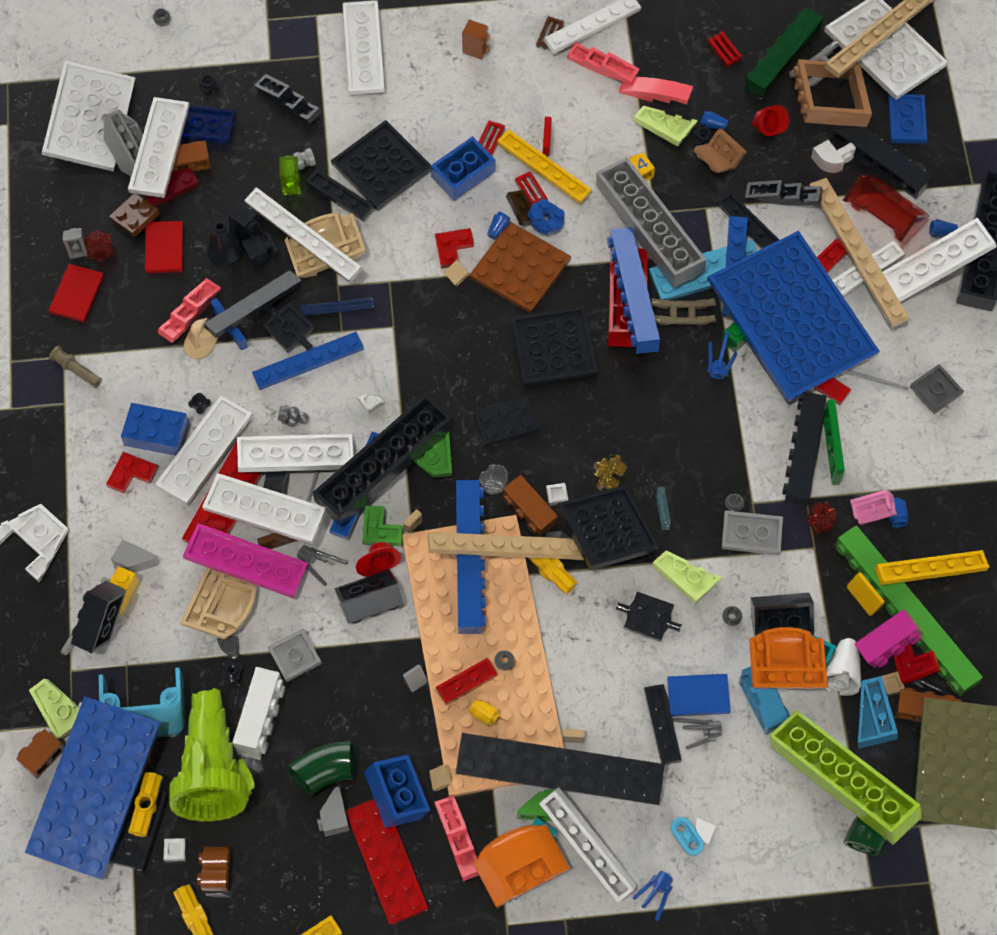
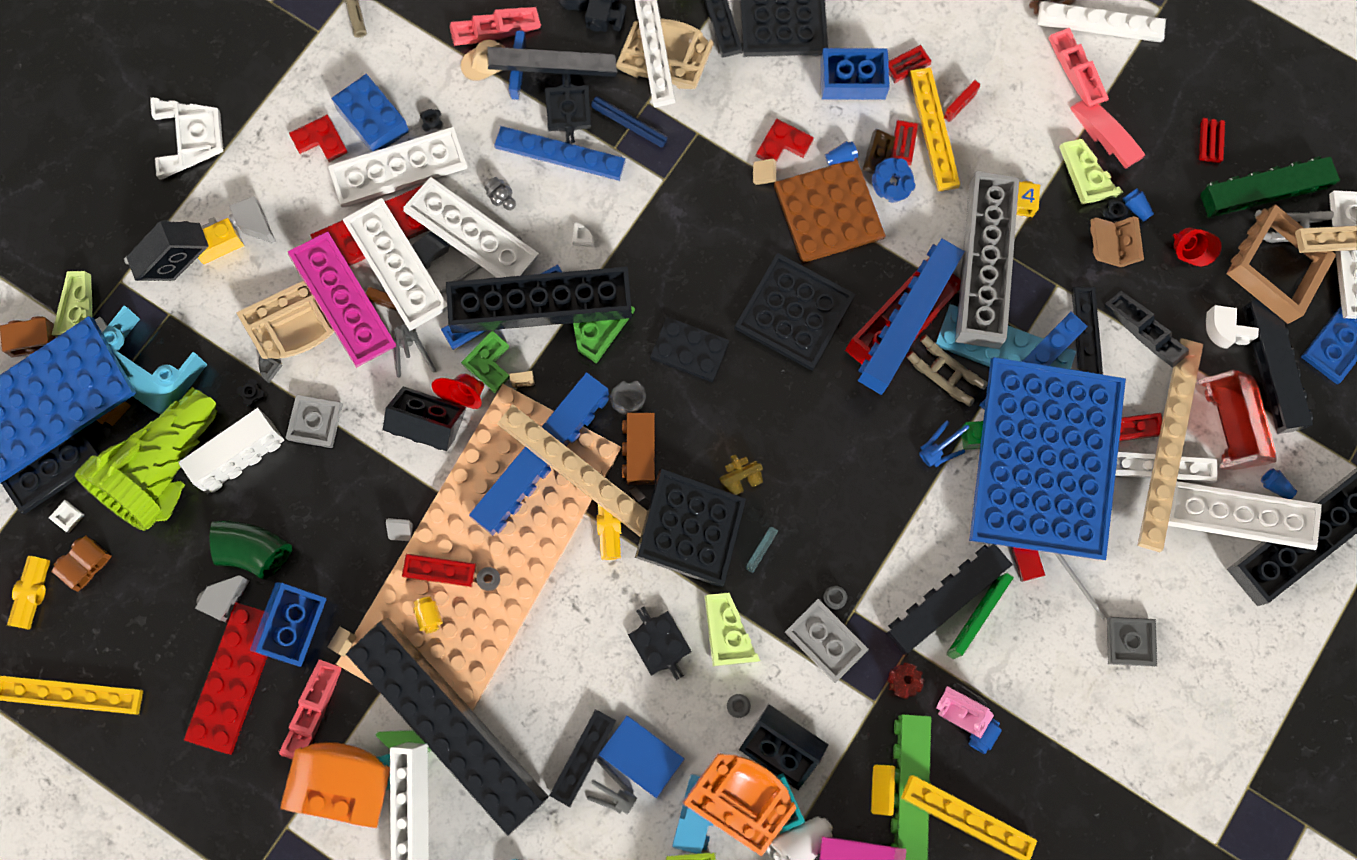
camera: 35 degrees right, 10 degrees up
(142, 816) = (55, 466): yellow piece -> none
(556, 493) = (677, 456): white tile -> none
(573, 736) = (492, 701): tan tile -> none

